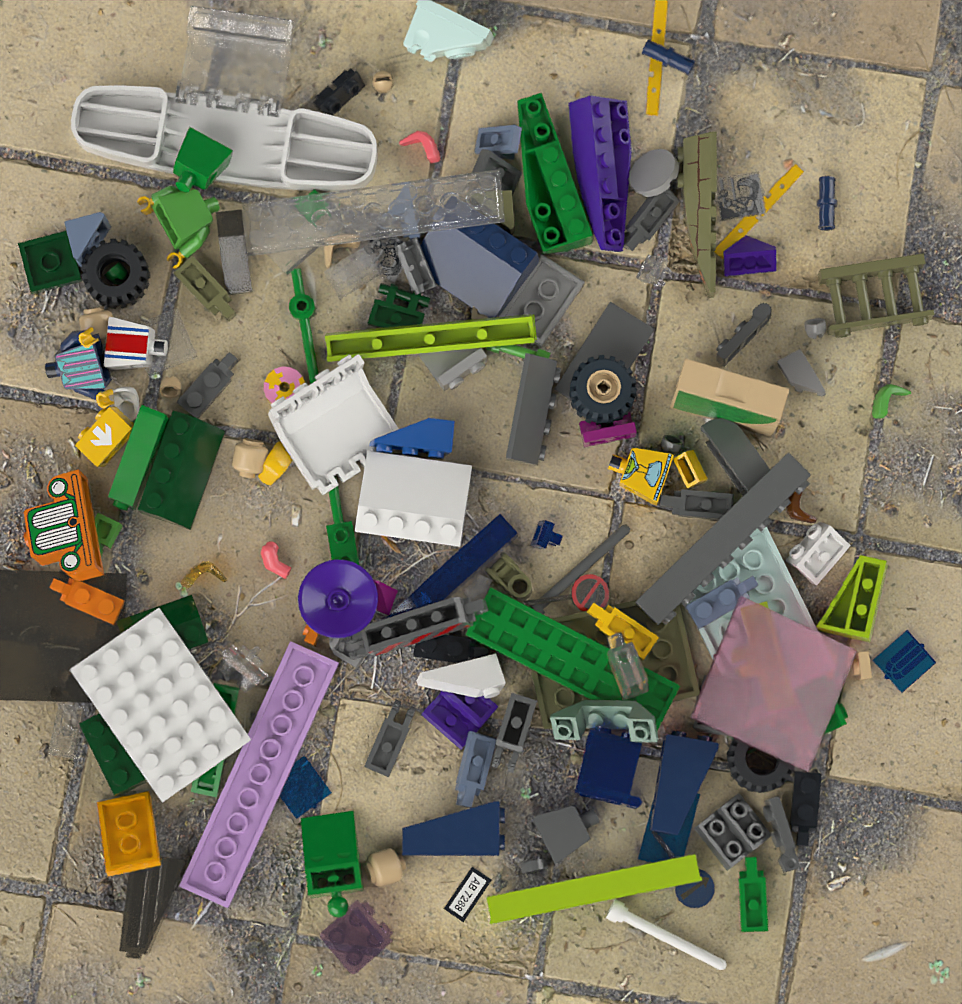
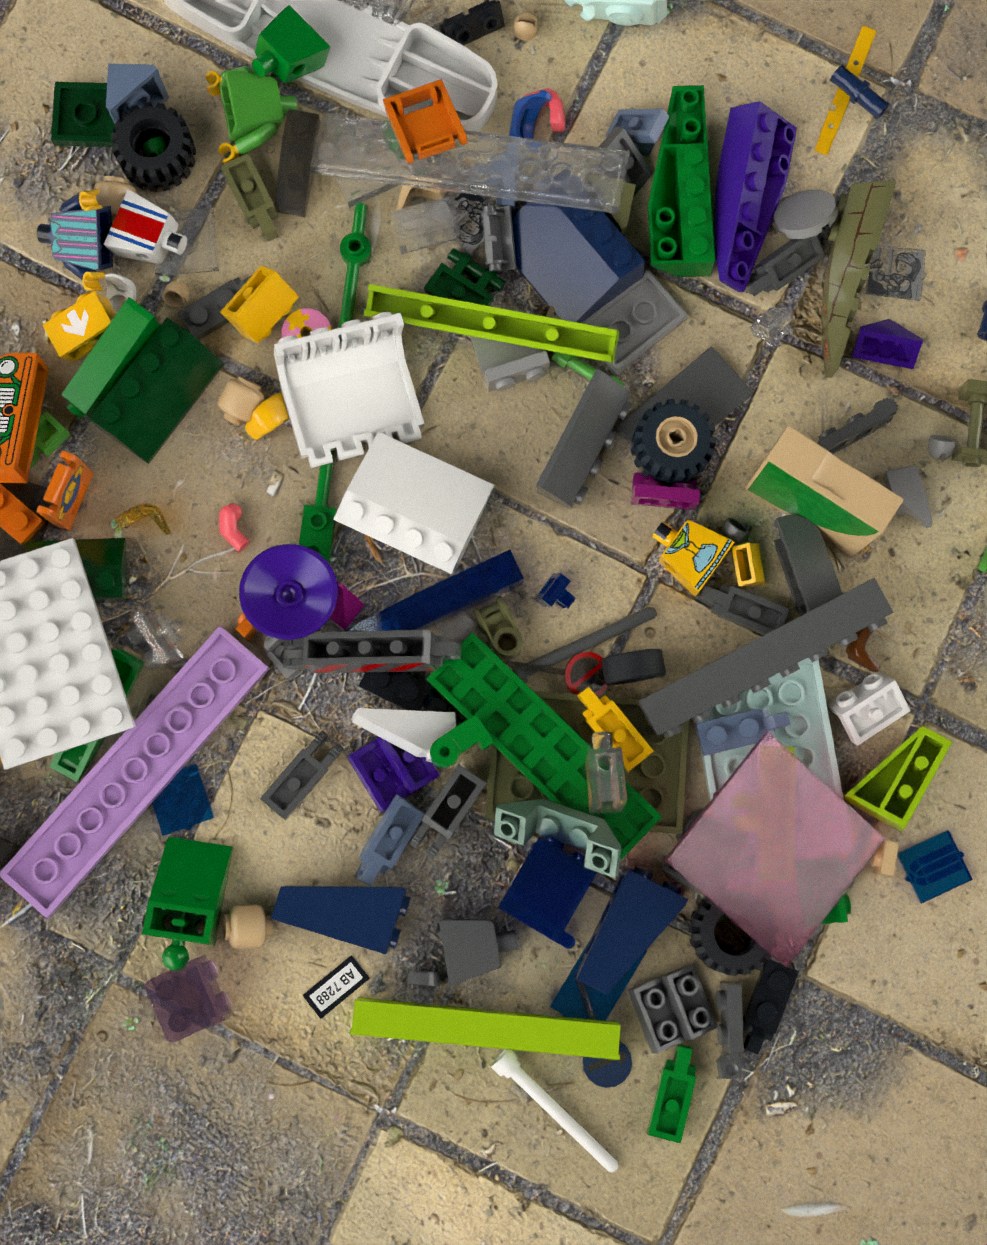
camera: 10 degrees right, 0 degrees up
(137, 572) = (66, 491): none -> orange container
(241, 376) = (260, 304): none -> yellow brick
(334, 196) = (426, 129): none -> orange container
(404, 156) = (531, 106): none -> blue helmet
(425, 436) = (448, 435): blue slope -> none
(500, 681) = (463, 737): none -> green leg
(624, 576) = (633, 666): none -> black tyre
(748, 222) = (896, 305): yellow piece -> none

